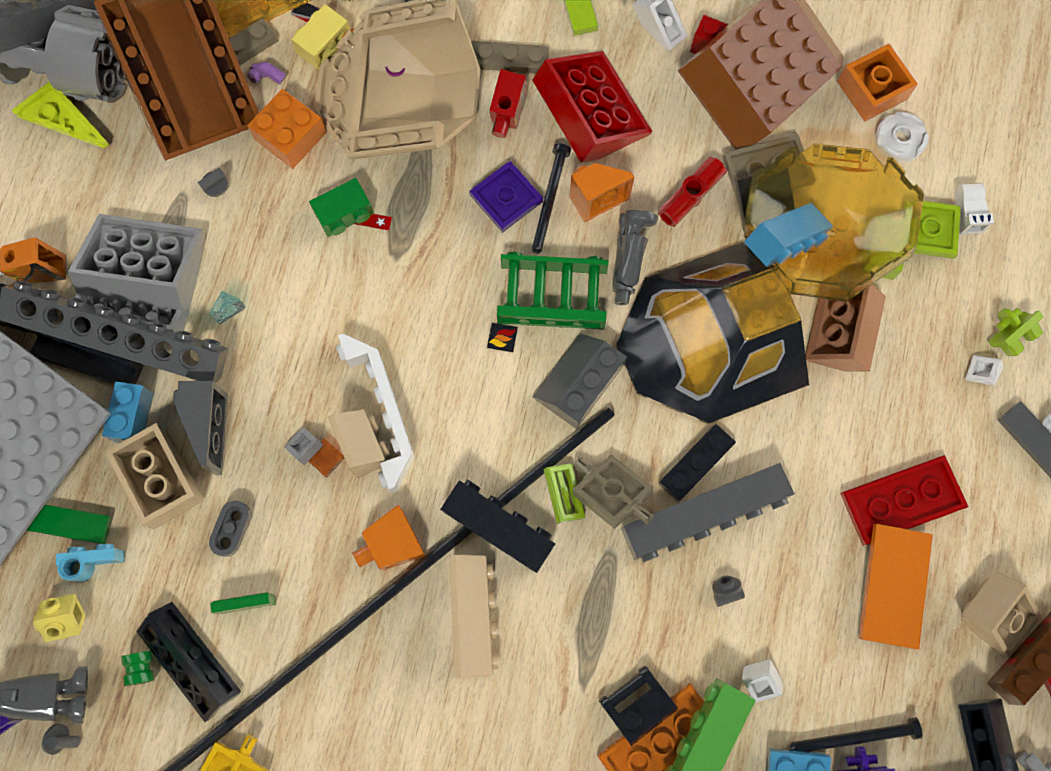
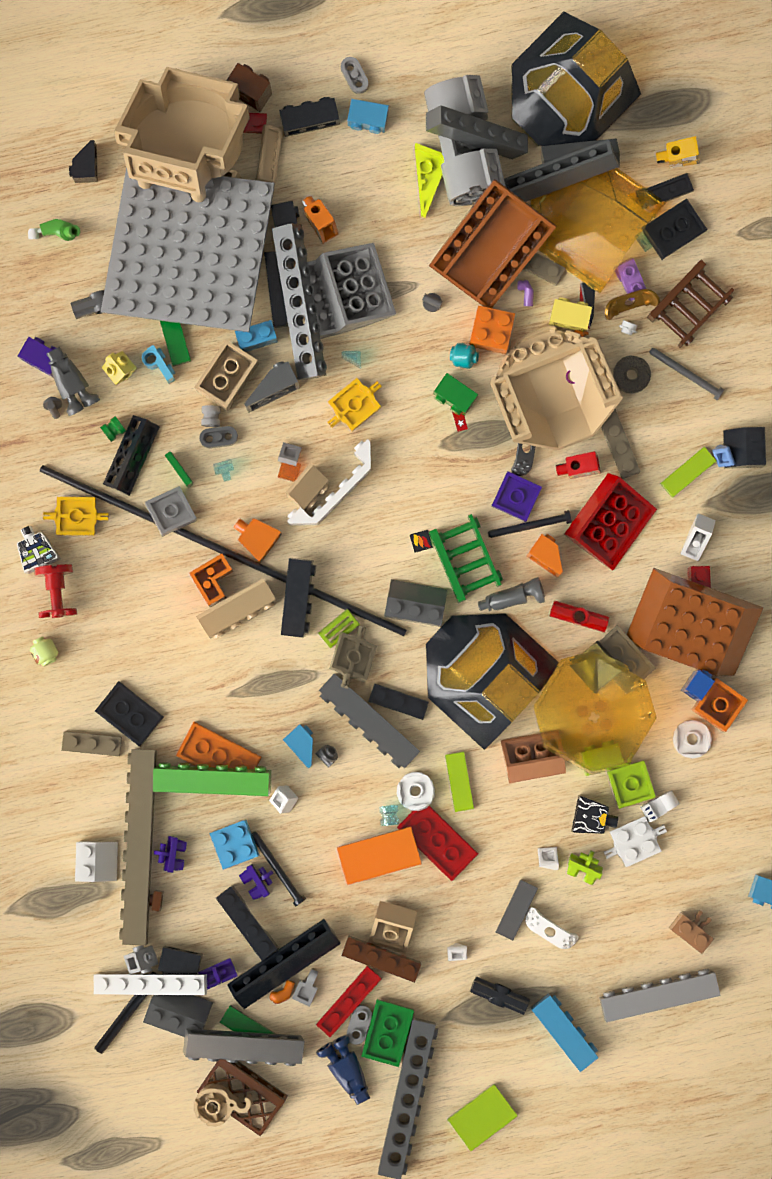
camera: 65 degrees right, 10 degrees up
(195, 524) = (211, 416): none -> light grey wheel
(275, 541) = (224, 468): none -> clear light blue tile
(285, 334) = (354, 404): none -> yellow plate
(292, 643) = (170, 511): none -> light grey plate
(299, 175) = (464, 355): none -> teal head
(406, 634) = (207, 577): none -> orange brick
(466, 165) = (523, 461): none -> dark grey piece
(642, 714) = (231, 737): black plate -> none
(697, 618) = (301, 743): none -> dark azure slope
(789, 235) = (566, 690): dark azure brick -> none
(832, 479) = (419, 802): none -> white tile
(838, 435) = (459, 781): none -> lime tile
(843, 93) = (698, 685): none -> blue brick
(846, 546) = (389, 815): none -> clear light blue wheel
(954, 294) = (592, 817): none -> black torso
(1005, 257) = (635, 841): none -> white plate

